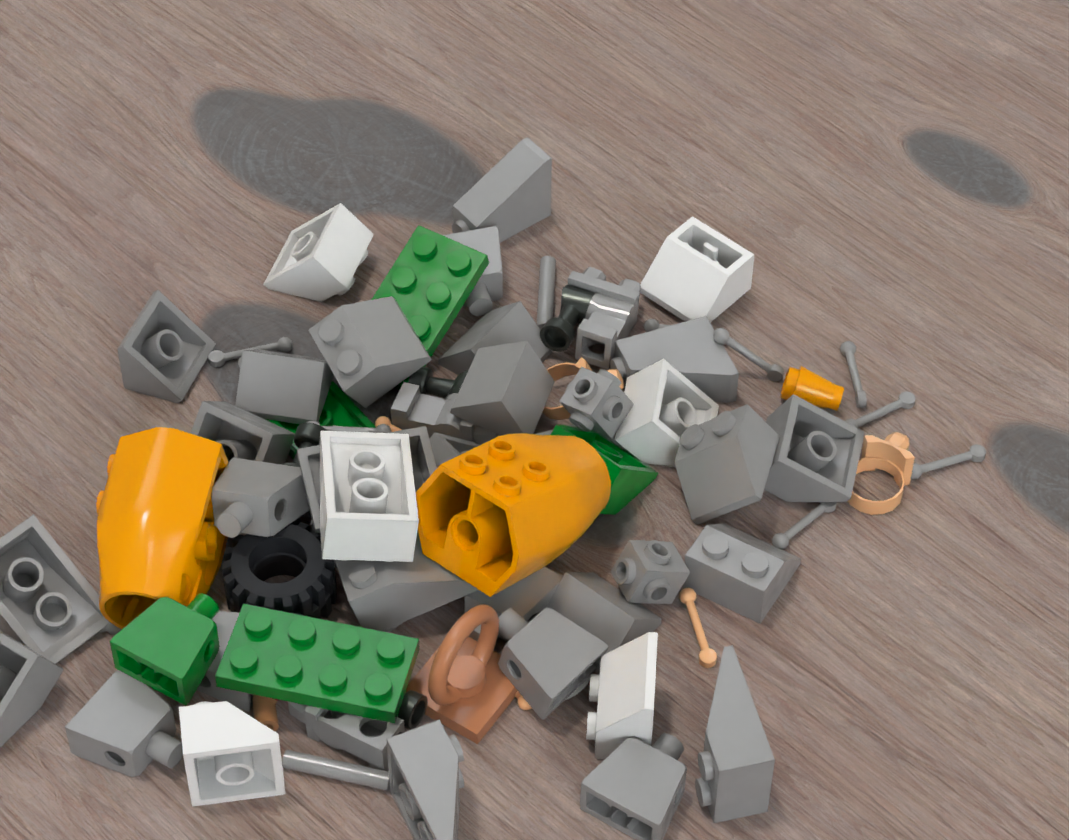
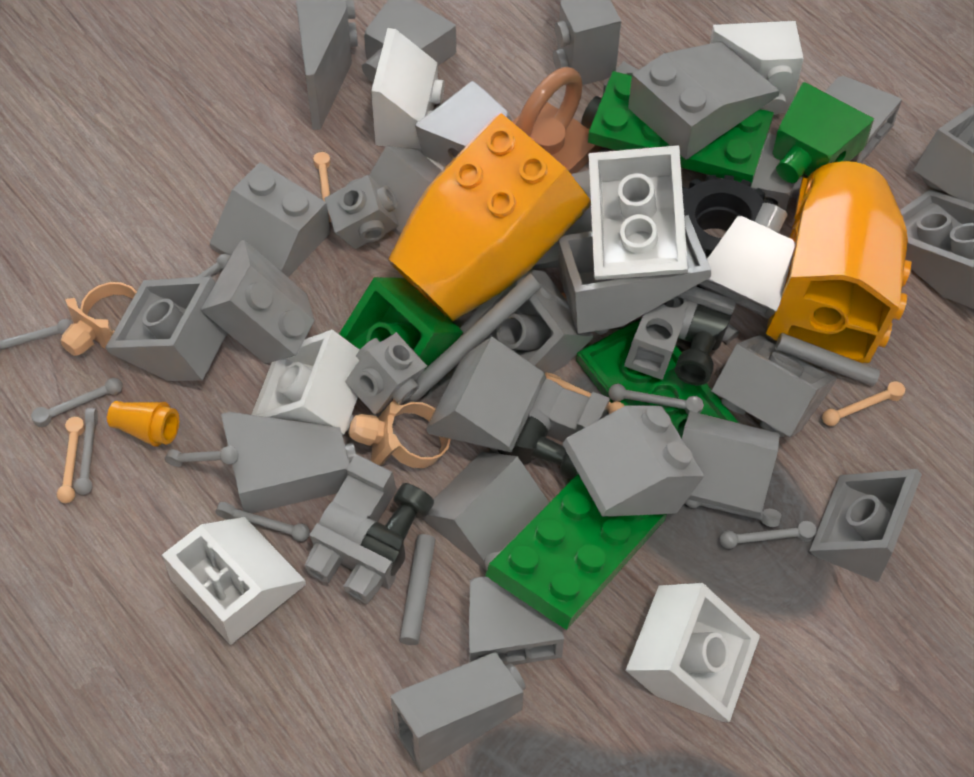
camera: 175 degrees left, 10 degrees up
(296, 653) = (697, 95): none -> light grey slope
(872, 392) = (75, 428): none -> light nougat hinge

